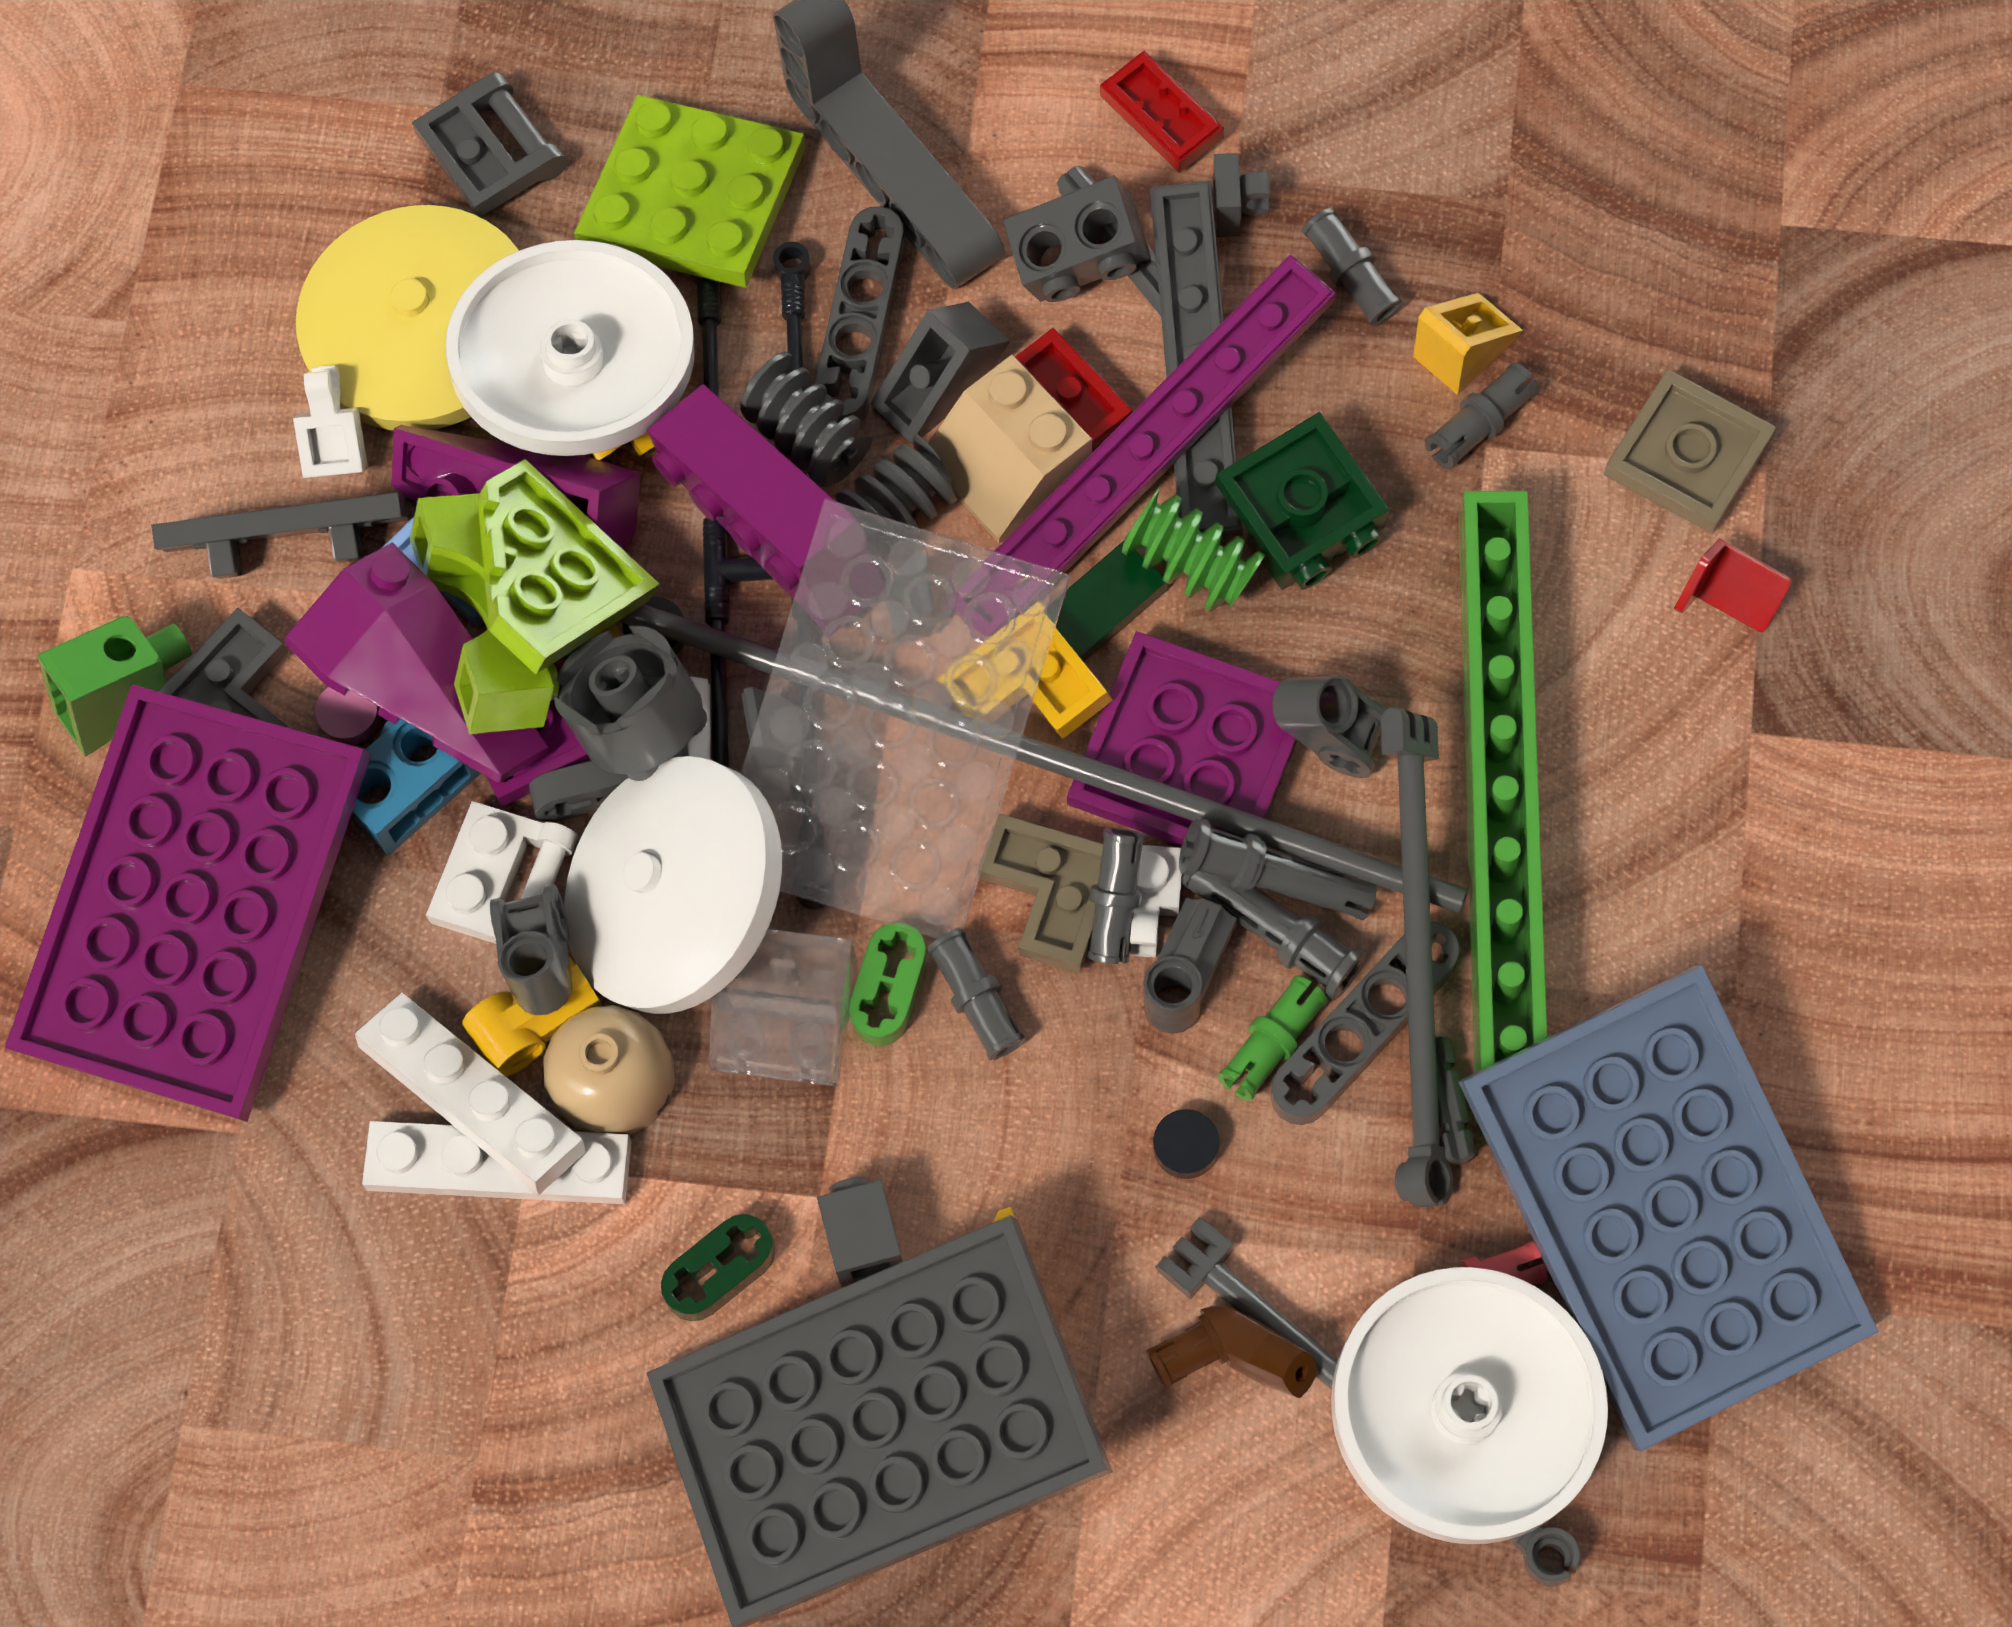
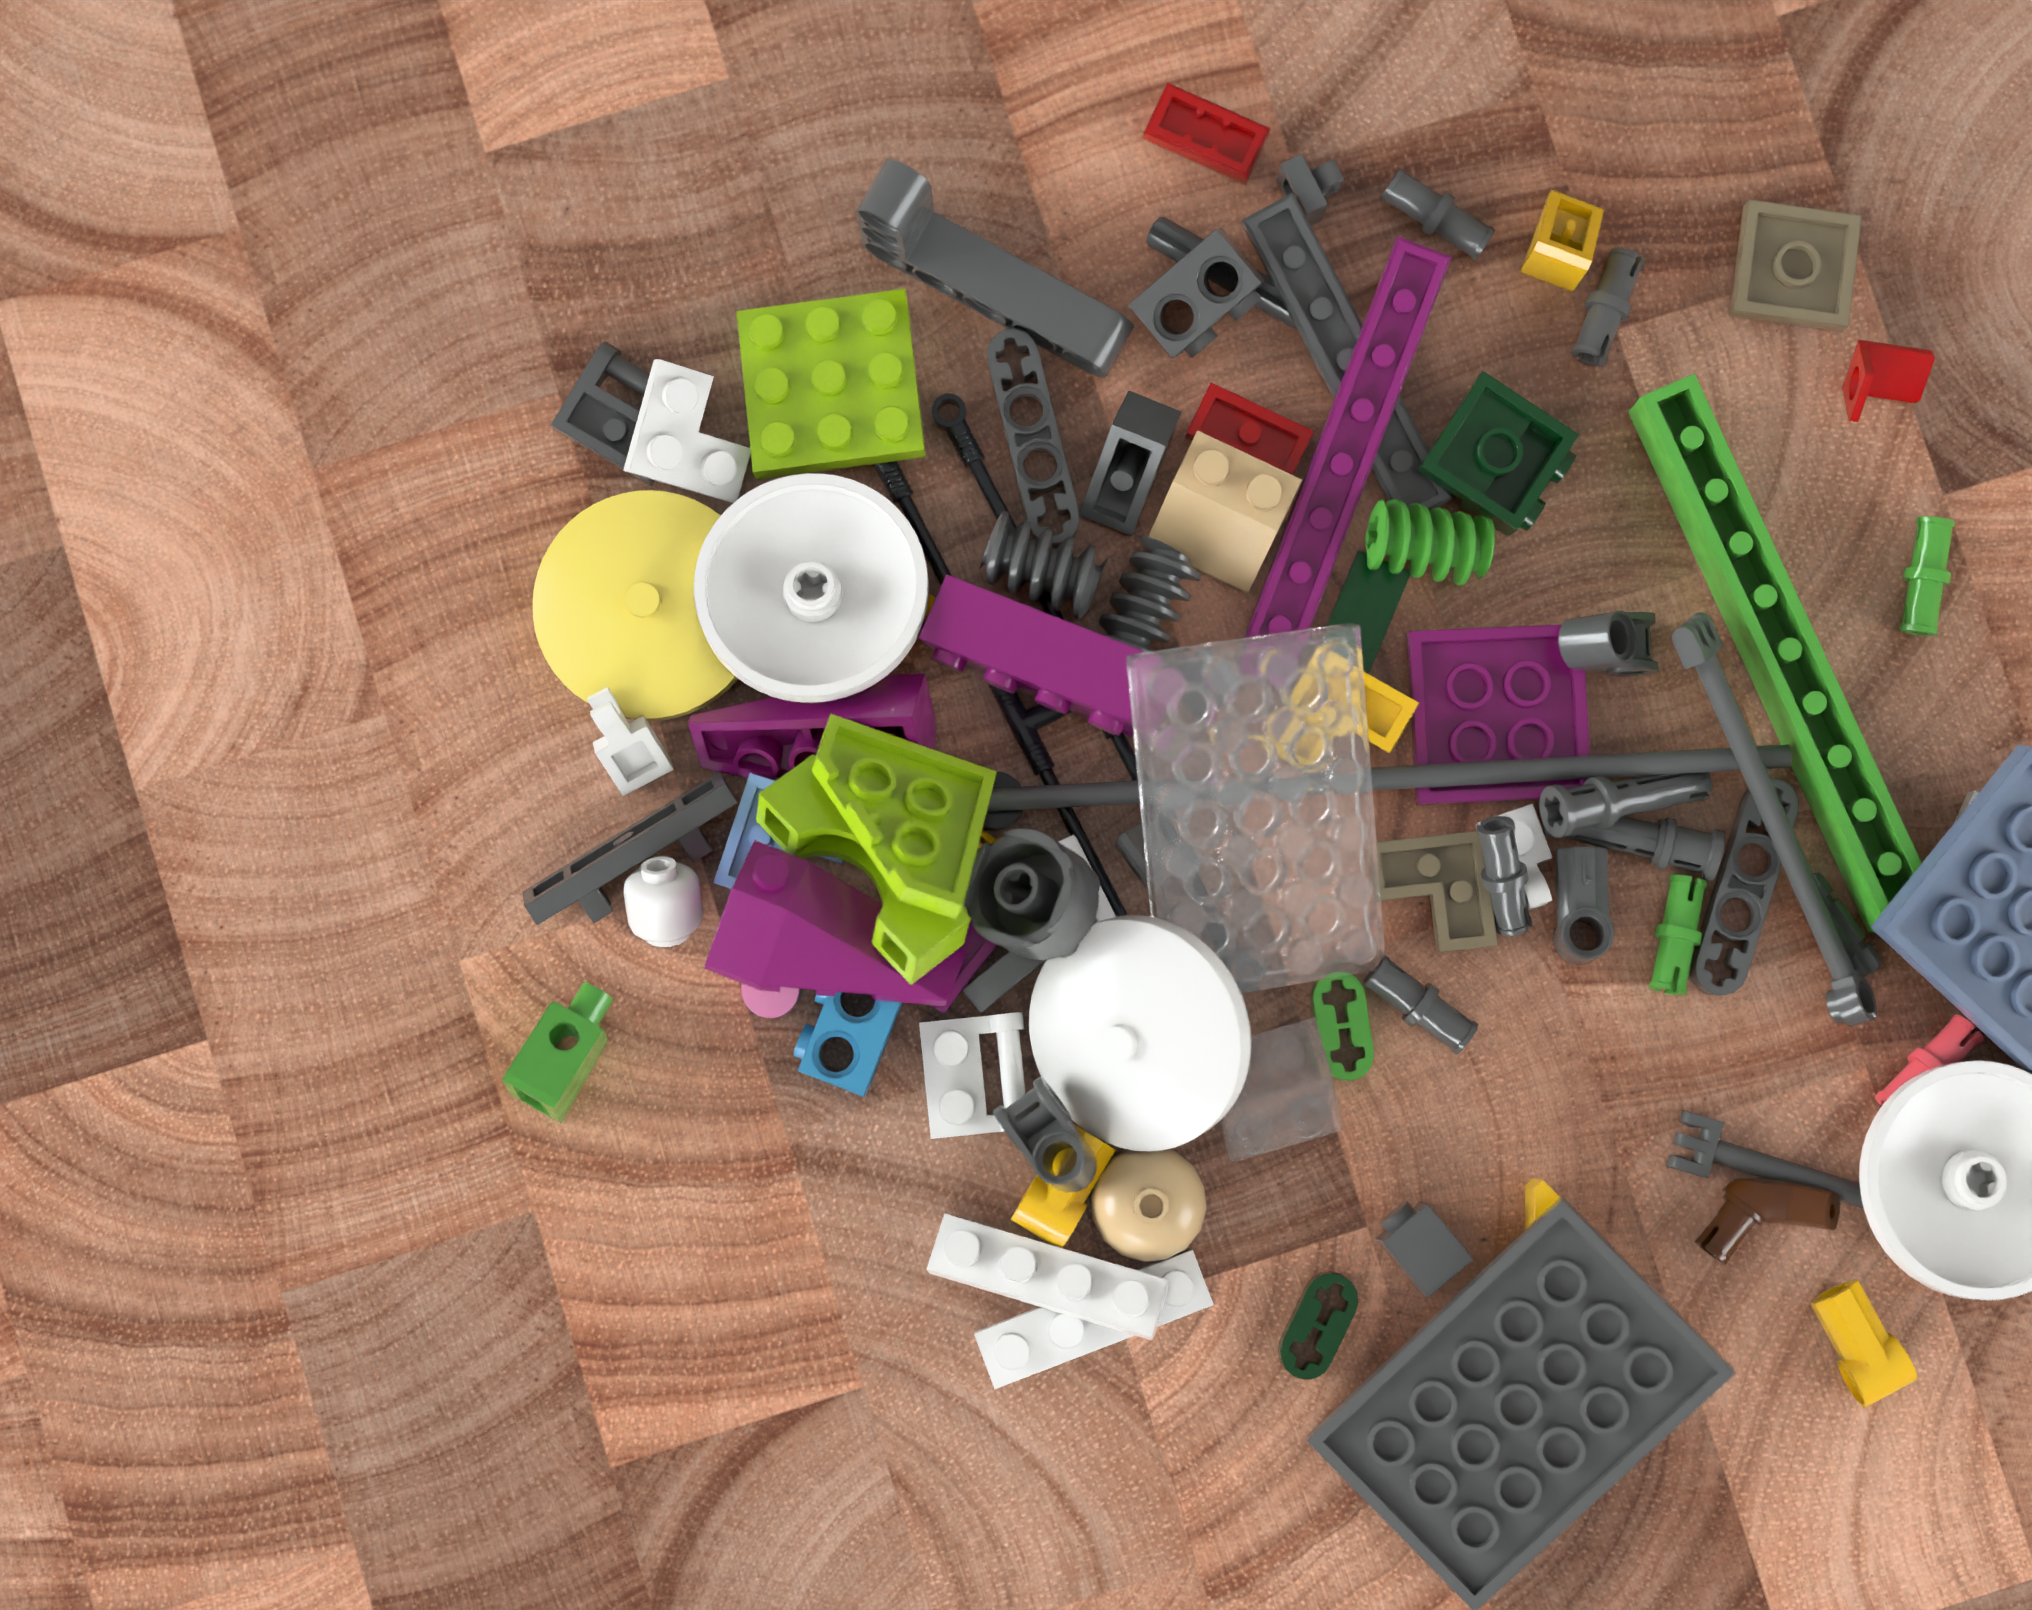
camera: 30 degrees left, 15 degrees up
(189, 902) = (732, 1222): magenta plate -> none
(230, 668) = (646, 1022): dark grey plate -> none
(284, 579) = (663, 901): none -> white head
(510, 173) = (668, 437): none -> white plate
(1186, 1144) = (1645, 1053): black tile -> none
(1276, 1551) = (1870, 1358): none -> yellow piece
(1693, 796) = (1927, 576): none -> bright green pin

